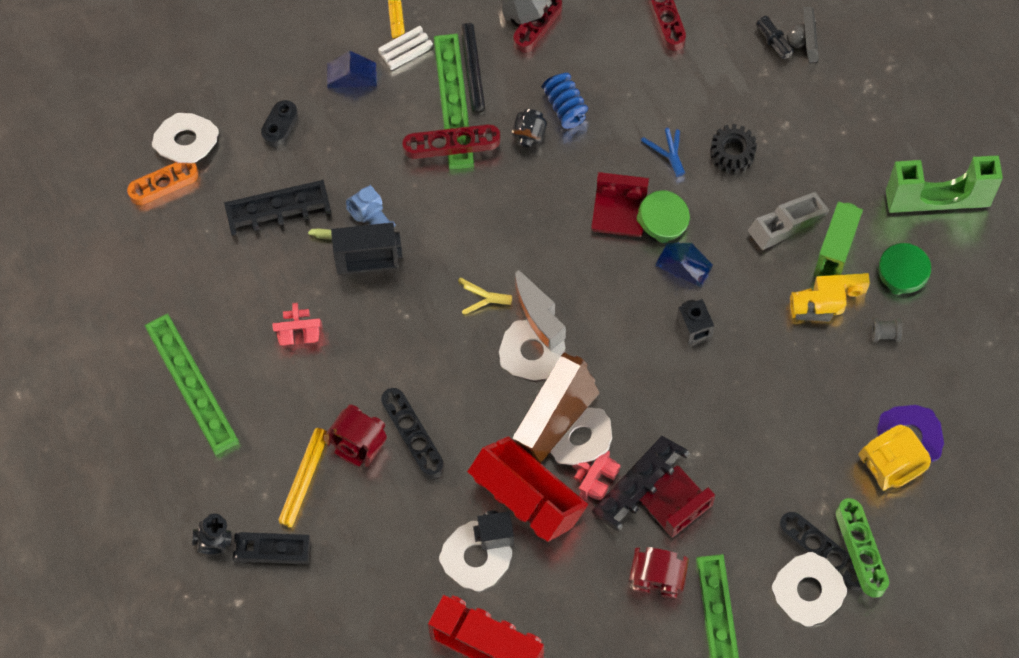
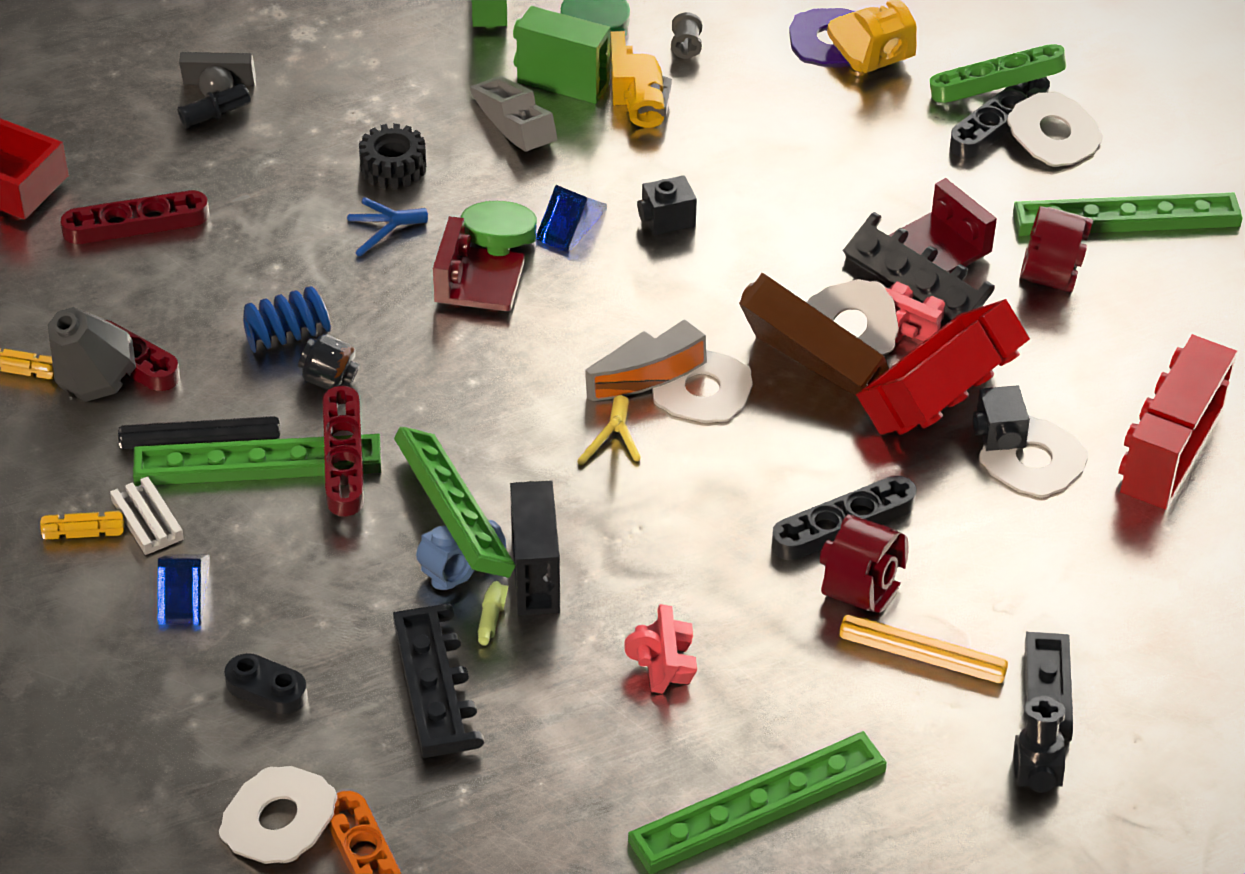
camera: 90 degrees left, 20 degrees down
(400, 200) = (454, 502): none -> bright green tile

